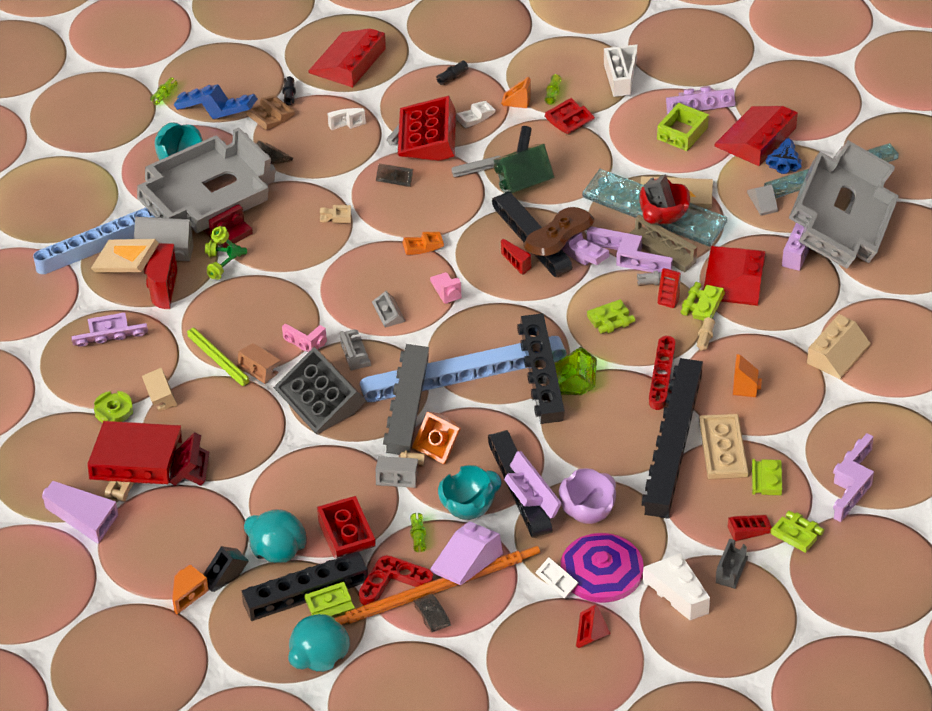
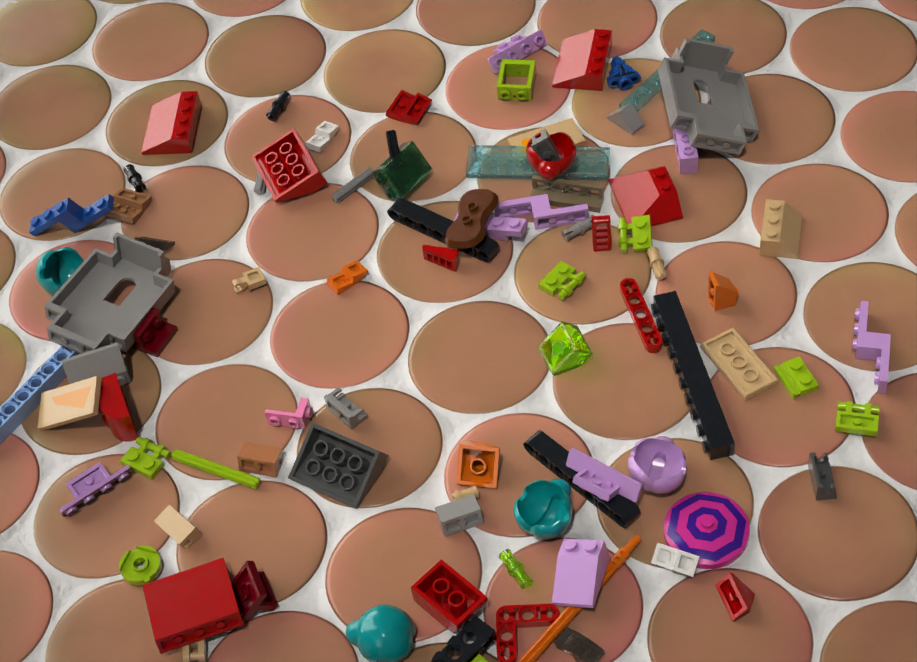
camera: 20 degrees left, 5 degrees up
(162, 330) = (144, 463): none -> lime plate
(163, 91) = (12, 223): clear neon green pin -> none
(220, 236) = (155, 347): lime plant -> none
(352, 117) = (207, 182): white slope -> none
(388, 310) = (352, 355): light grey slope -> none
(394, 175) = (282, 221): clear smoke slope -> none
(407, 399) = (430, 439): dark grey brick -> none
(448, 289) = (396, 313): bright pink bracket -> none
(459, 369) = (457, 387): light blue beam -> none
(519, 95) = (351, 105): orange slope -> none
(546, 411) = (546, 359): black brick -> none
(553, 89) = (379, 87): clear neon green pin -> none
(620, 68) = (430, 47): white wedge -> none
(679, 585) = (791, 518): white wedge -> none
(738, 533) = (807, 443): red slope -> none

